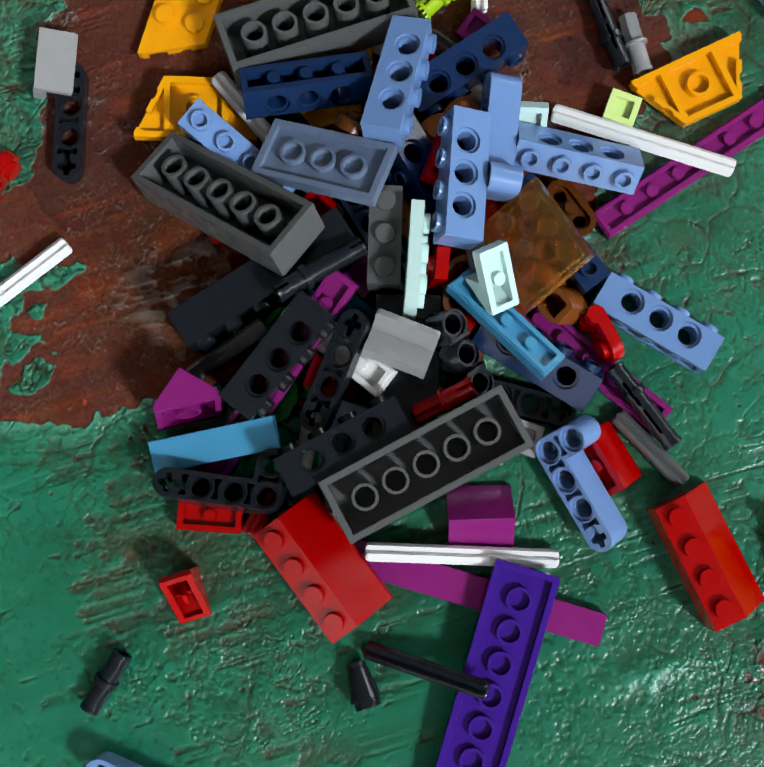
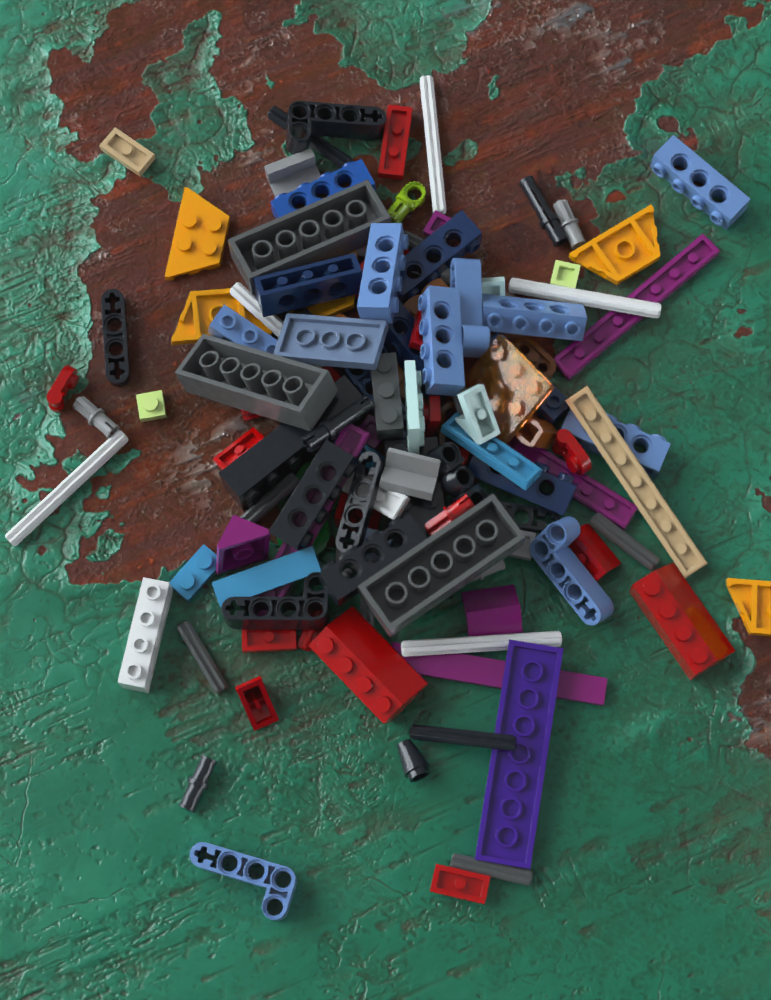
camera: 10 degrees left, 10 degrees down
(35, 217) = (95, 416): none -> light grey axle
(55, 63) = (98, 292): light grey panel -> none
(62, 496) = (145, 635): none -> white brick
(103, 212) = (151, 406): none -> yellowish green plate
(129, 528) = (202, 657): none -> dark grey axle
(131, 426) = (195, 573): none -> dark azure plate
(200, 279) = (237, 448): none -> red plate
(350, 122) = (348, 309): reddish brown plate -> none
(643, 406) = (605, 497): black pin -> none
(675, 379) = (636, 482): none -> tan tile

